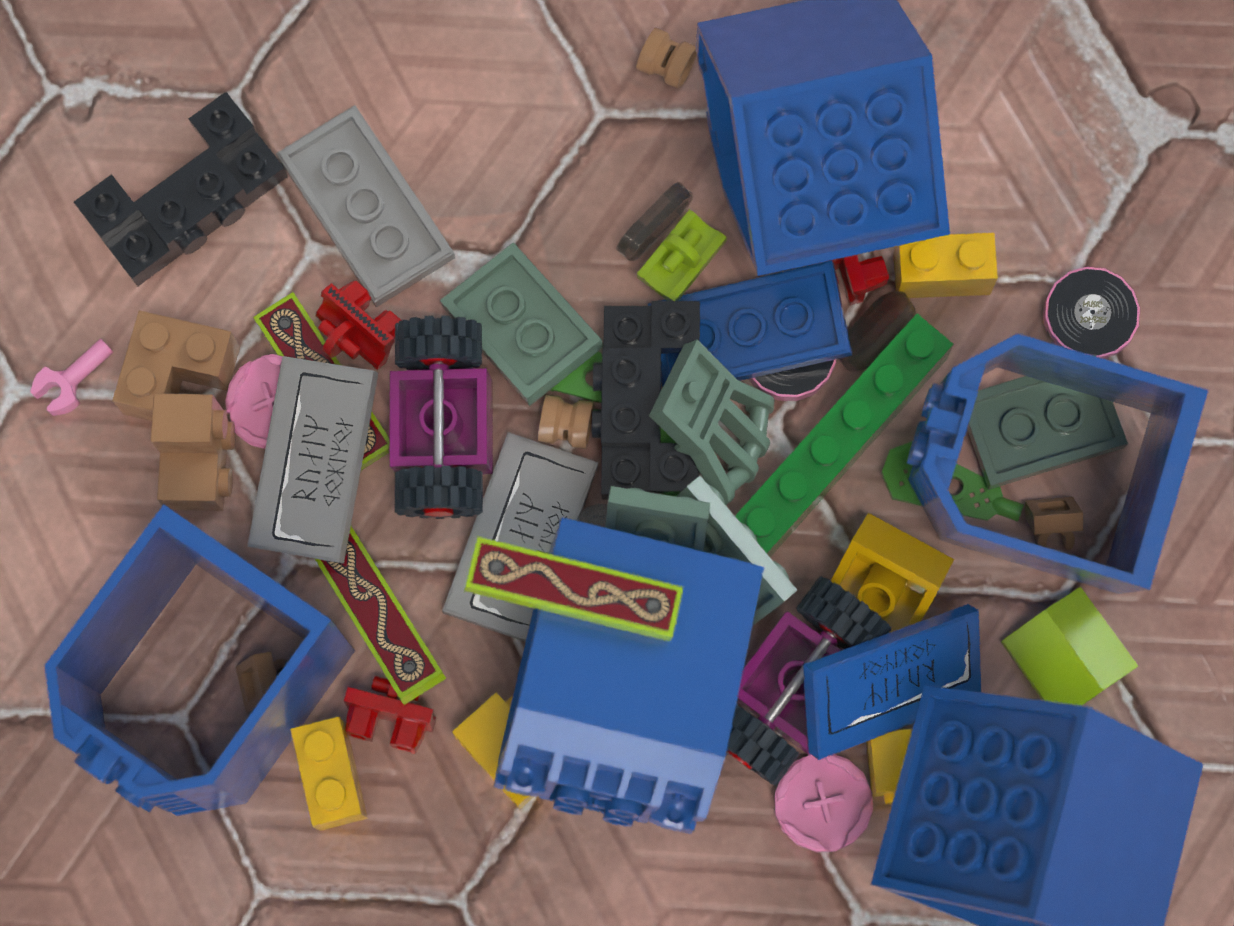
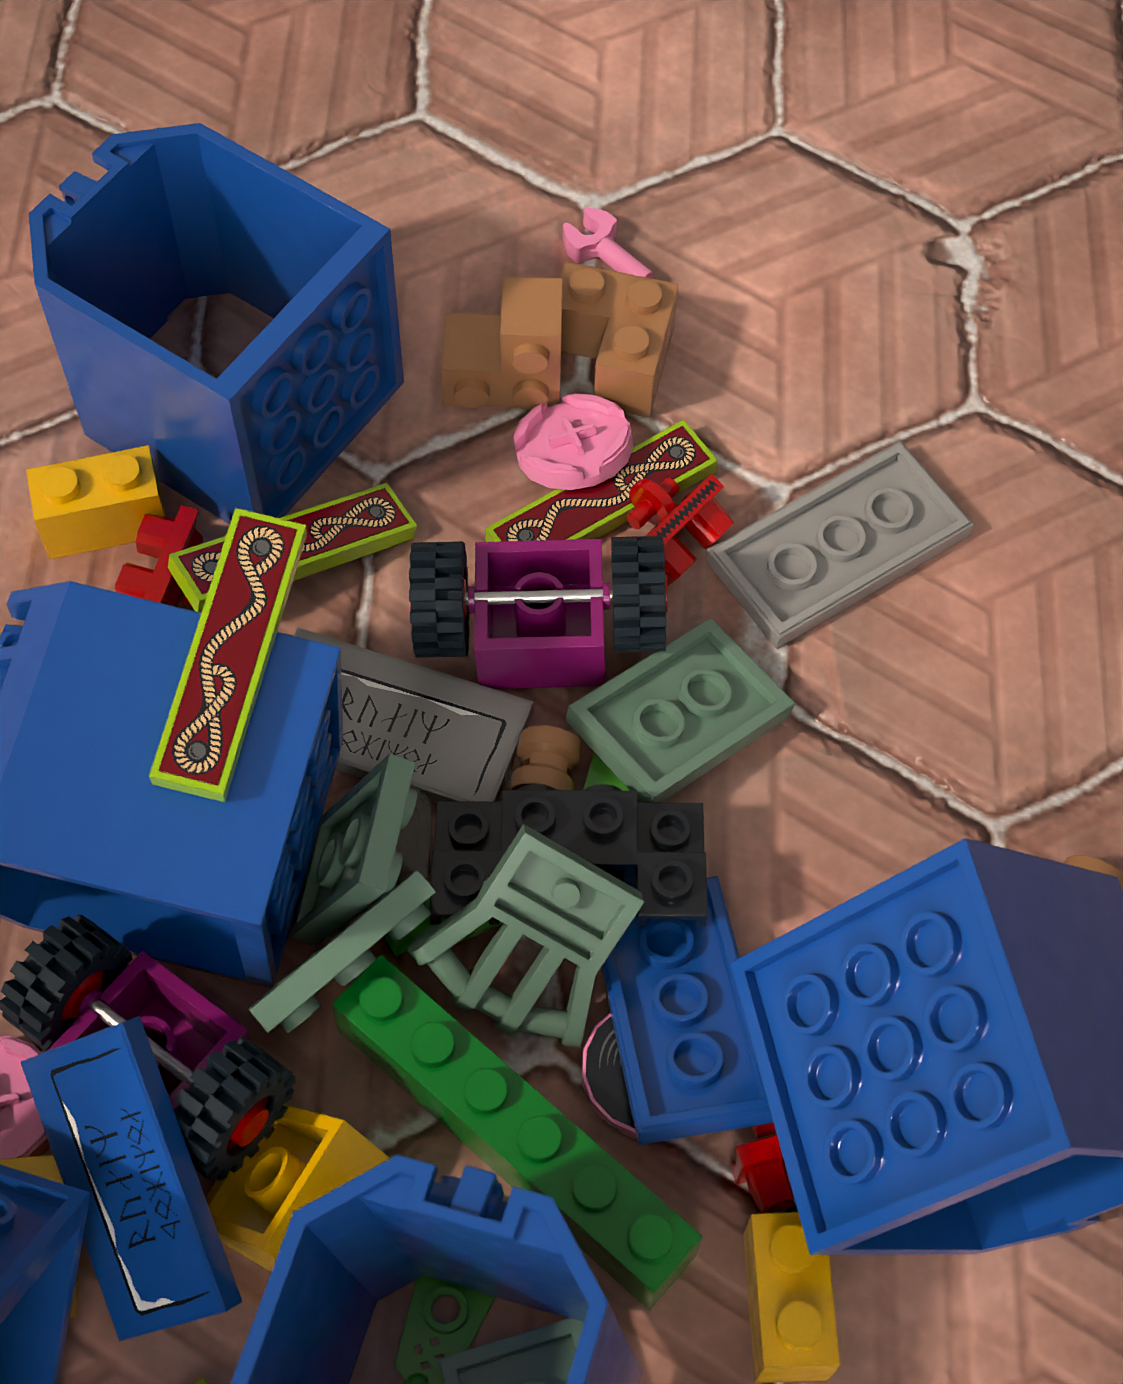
camera: 85 degrees right, 15 degrees down
(191, 201) = (832, 353): black bracket -> none
(313, 459) = (493, 471): light grey tile -> none
(655, 222) = (821, 869): clear smoke tile -> none
(681, 257) = (769, 899): lime hips -> none
(877, 329) = (687, 1191): clear smoke tile -> none

